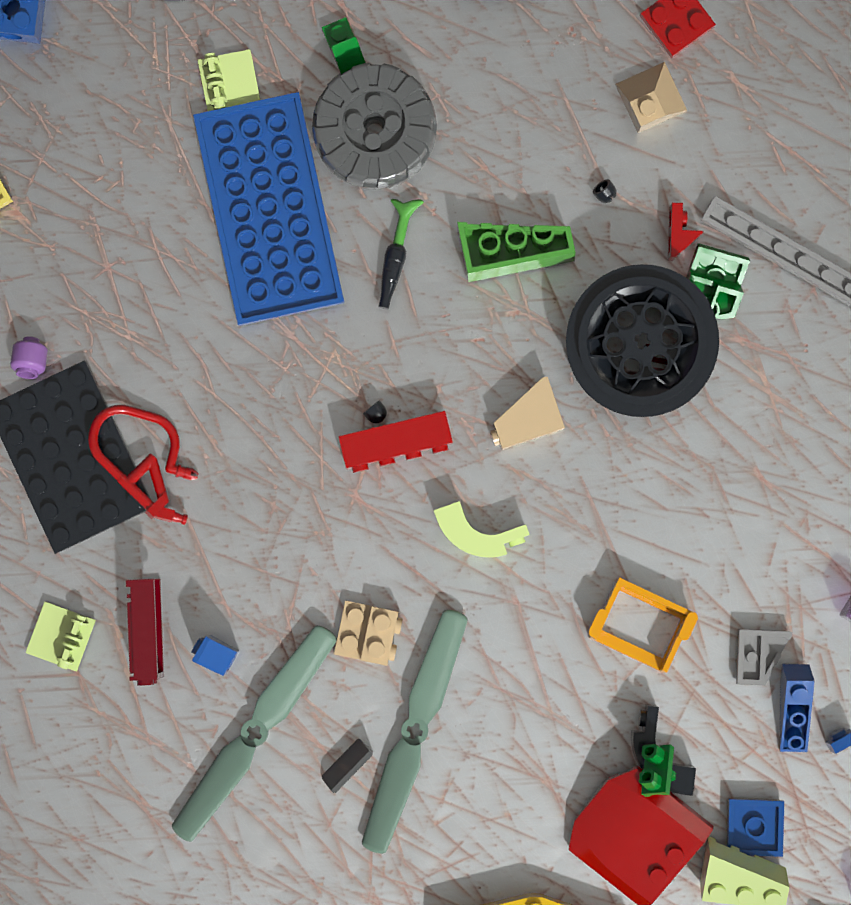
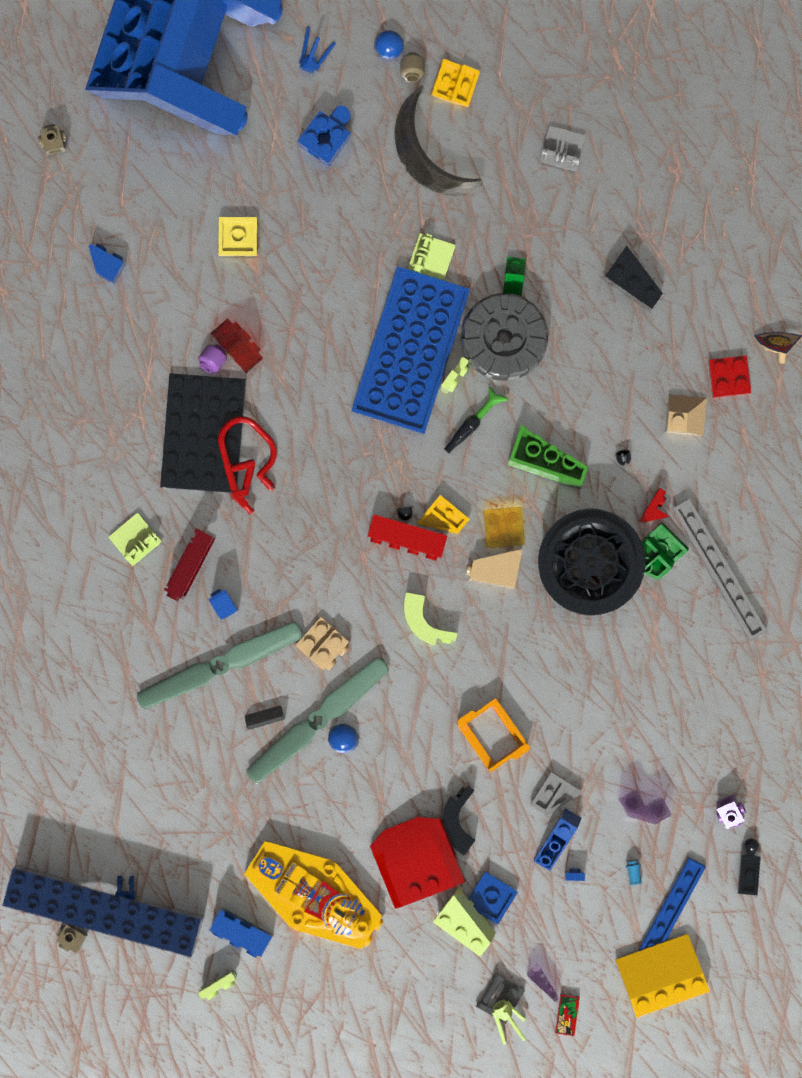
camera: 25 degrees right, 0 degrees up
(47, 322) = (237, 344): none -> clear red brick
(340, 216) = (451, 381): none -> yellowish green plate
(427, 389) = (444, 516): none -> yellow wing
(459, 735) = (343, 738): none -> blue hair
(508, 361) = (504, 527): none -> clear yellow plate
(657, 770) = (451, 826): green hips -> none

